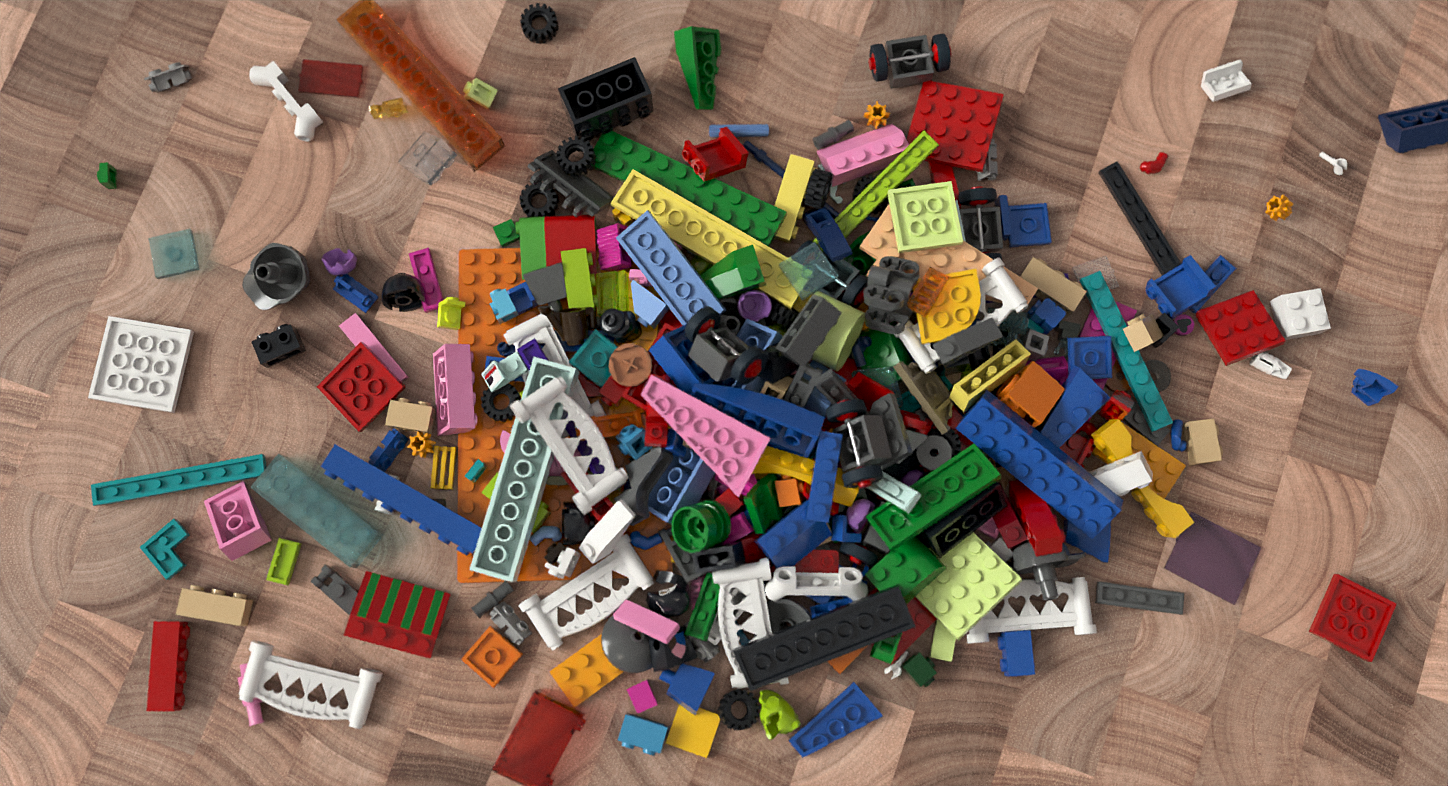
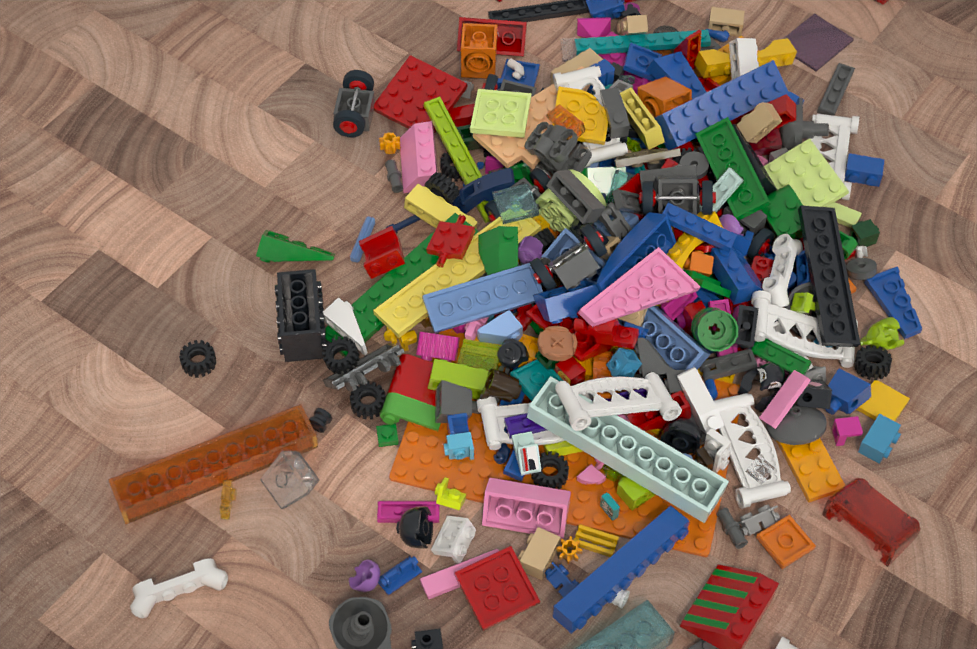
camera: 70 degrees left, 25 degrees down
(330, 78) = (170, 548): clear red piece -> none
(406, 331) = (454, 538): none -> white bracket
(479, 92) = (243, 418): yellowish green bracket -> none
(501, 163) = (320, 420): none -> black wheel
(559, 612) = (760, 469): none -> clear plate
(612, 148) = (342, 320): none -> white slope
(740, 218) = (450, 240): none -> red plate
(778, 616) = (803, 303): none -> lime tile
(873, 668) = (861, 268): none -> dark grey piece
(1017, 513) = (759, 122): none -> tan brick
(1030, 220) = (519, 69): none -> white arm
(1036, 167) = (478, 50): none -> orange brick
(1077, 176) = (510, 35): none -> red slope
(1131, 289) = (593, 27): none -> dark pink slope

